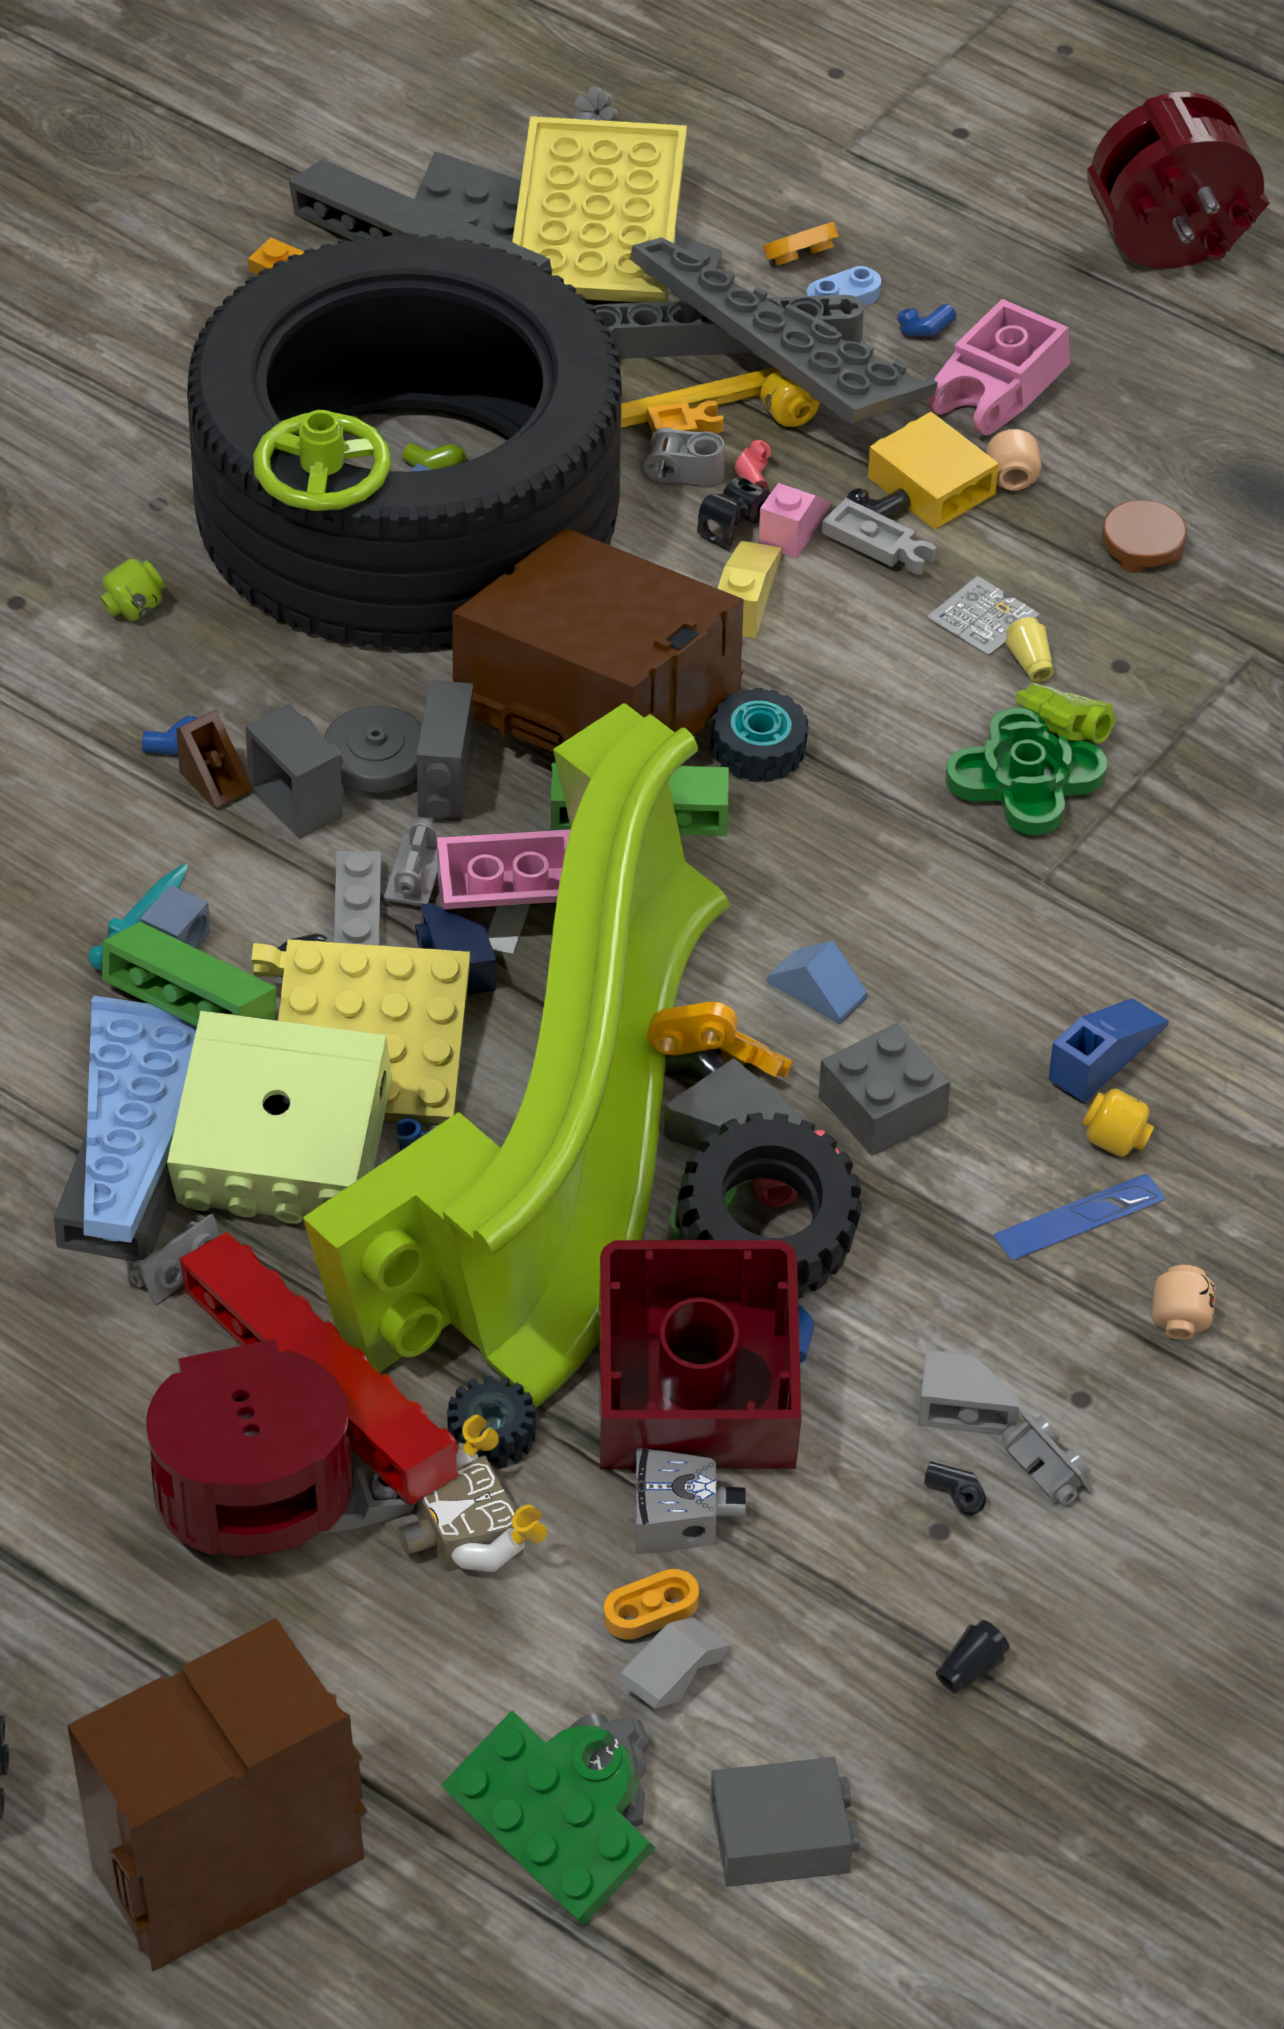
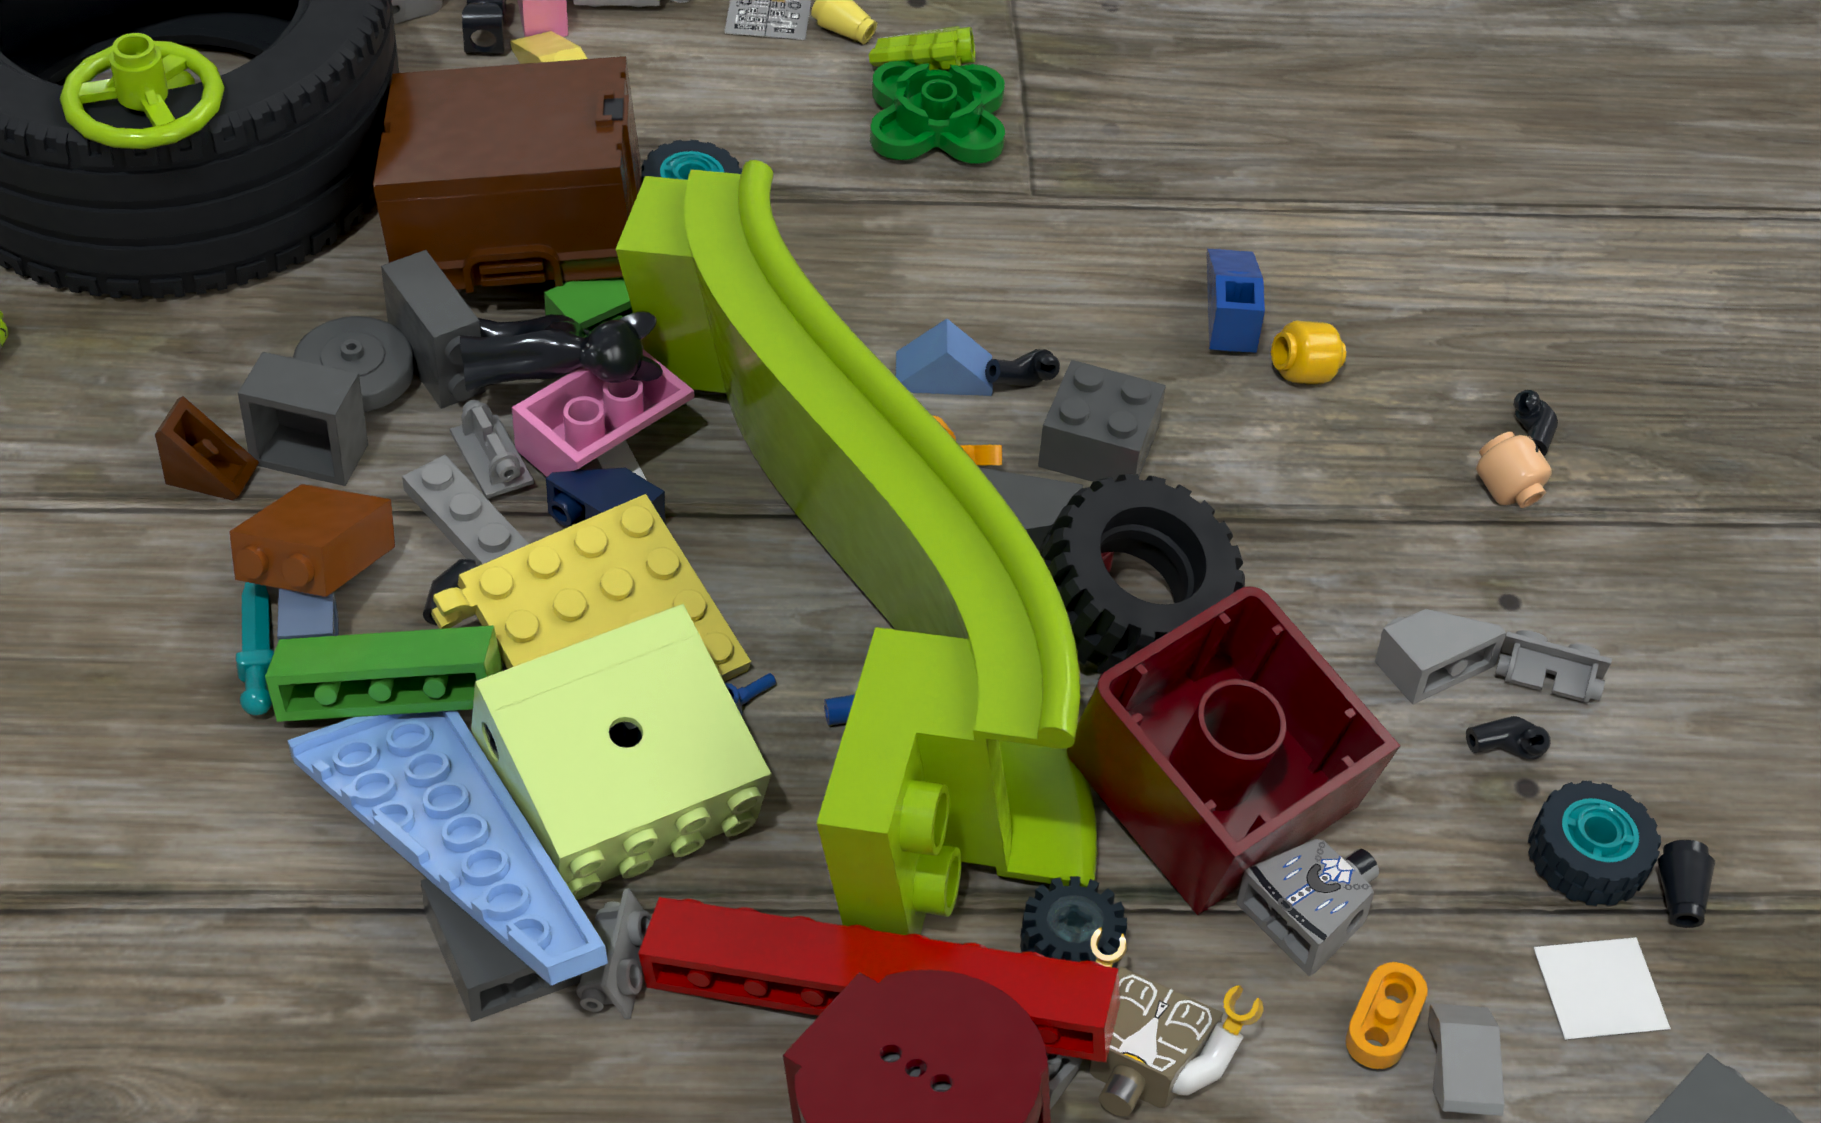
camera: 40 degrees left, 0 degrees up
(164, 741) = (140, 454): blue arm -> none
(221, 862) = (312, 539): none -> dark orange brick
(501, 807) = (555, 347): none -> black animal
(837, 1688) = (1601, 988): none -> white sticker
(871, 1015) = (1025, 370): none -> black arm
(936, 1564) = (1594, 843): none -> black wheel
(1079, 1216) = (1346, 450): blue sticker -> none
(1259, 1280) = (1536, 418): none -> black arm

